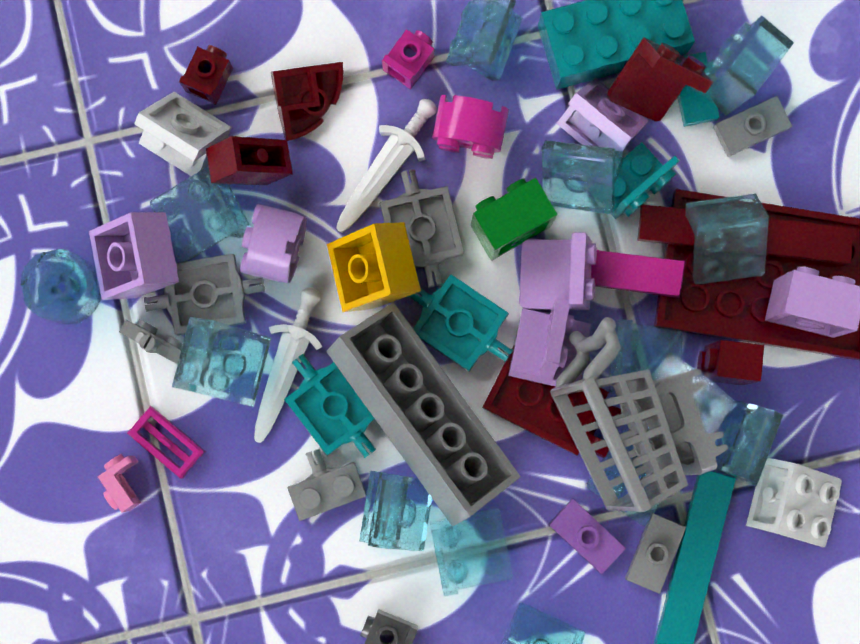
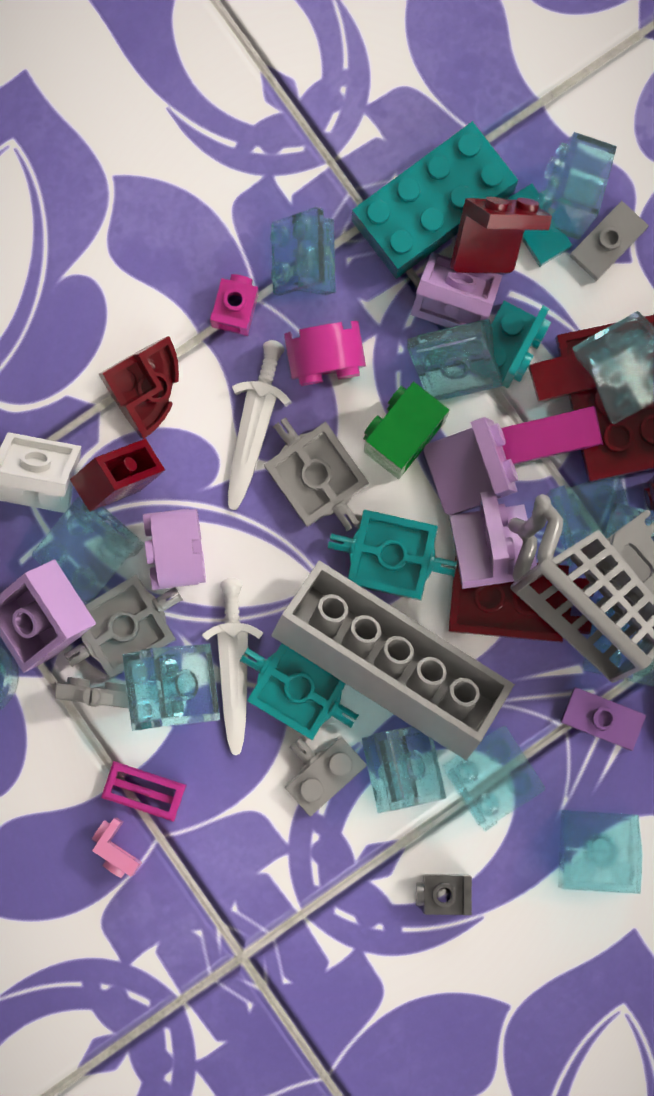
camera: 20 degrees left, 0 degrees up
(210, 84) = (38, 414): dark red brick -> none
(373, 266) = (285, 532): yellow brick -> none

